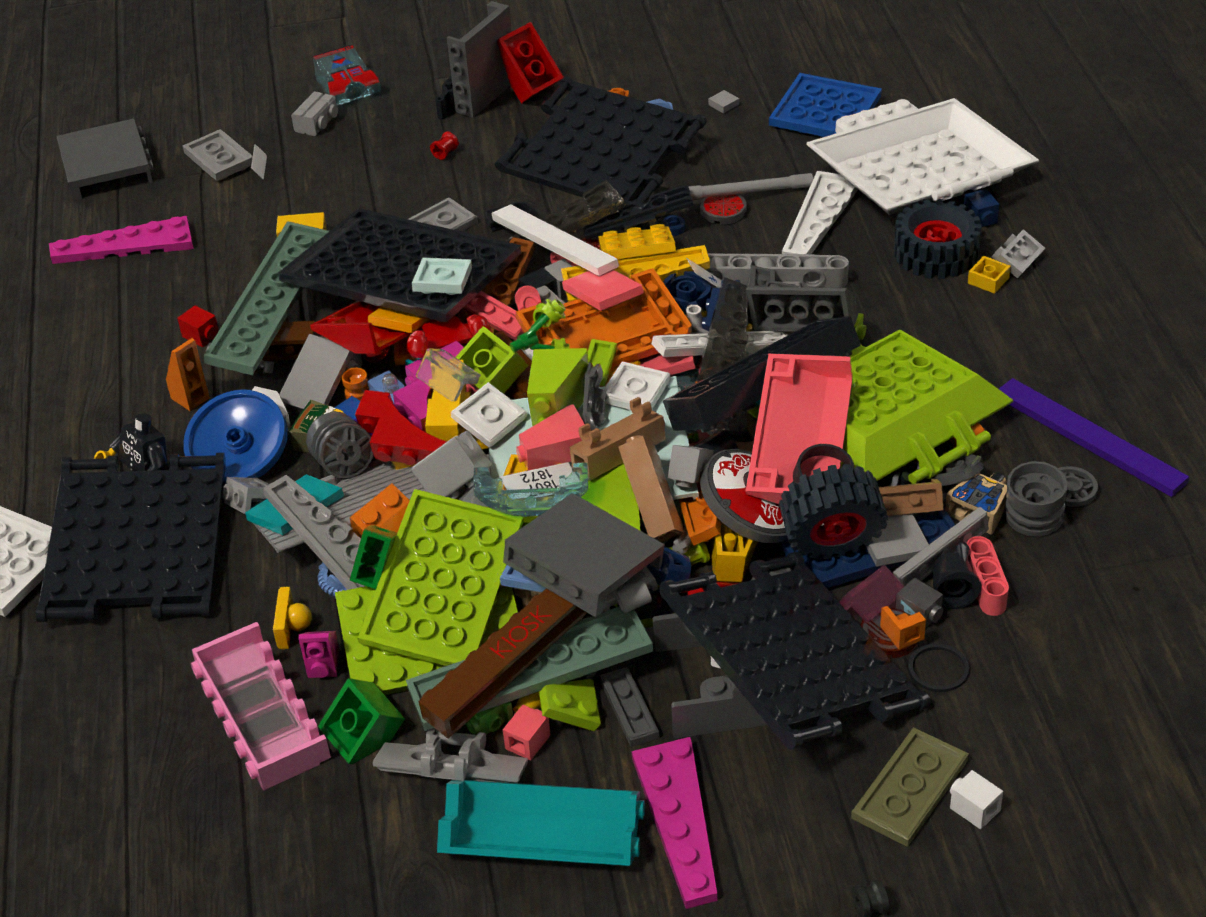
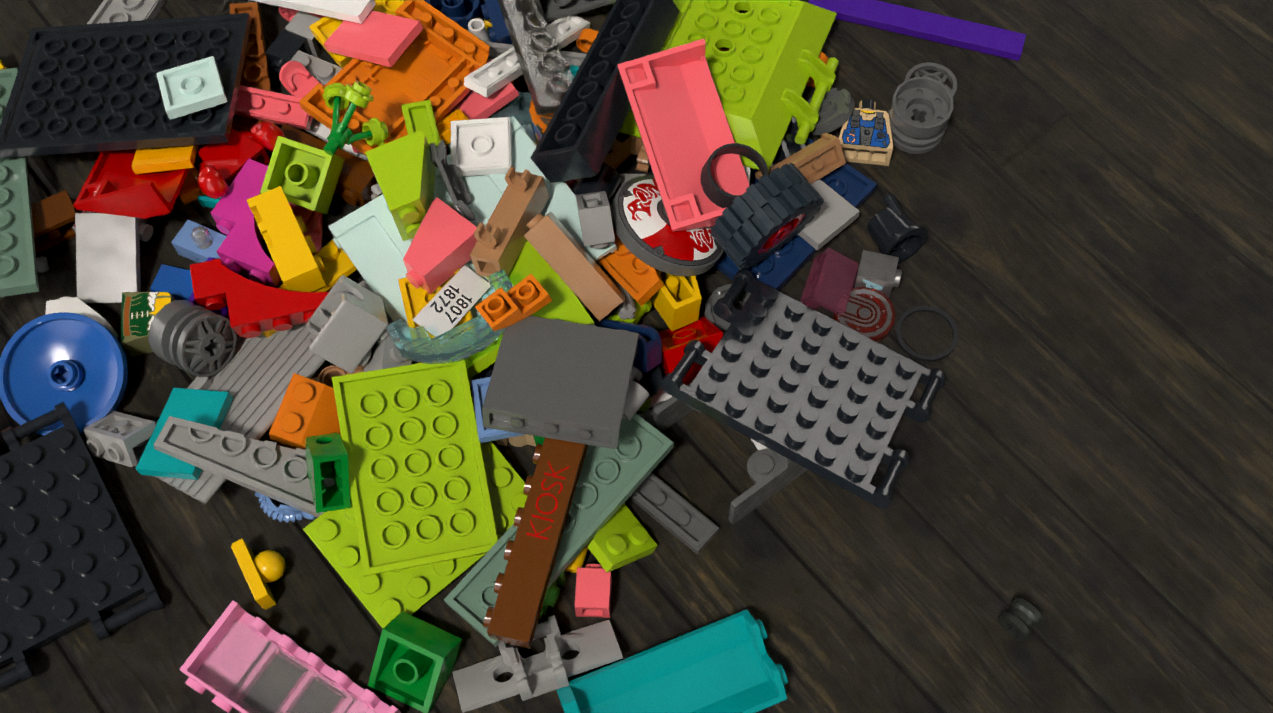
camera: 30 degrees left, 20 degrees up
(320, 653) = (322, 601): dark pink slope -> none
(355, 382) = (158, 249): orange wheel -> none
(445, 373) = (274, 212): clear panel -> none
(488, 414) = (345, 241): white tile -> none
(567, 487) = (509, 307): none -> orange slope
(676, 806) = (780, 600): dark pink wing -> none
(903, 629) = (879, 309): orange panel -> none
(910, 786) = (978, 476): olive tile -> none
(922, 563) = (869, 205): light grey tile -> none
(975, 799) = (1047, 465): white brick -> none
(993, 581) = (915, 203): coral beam -> none

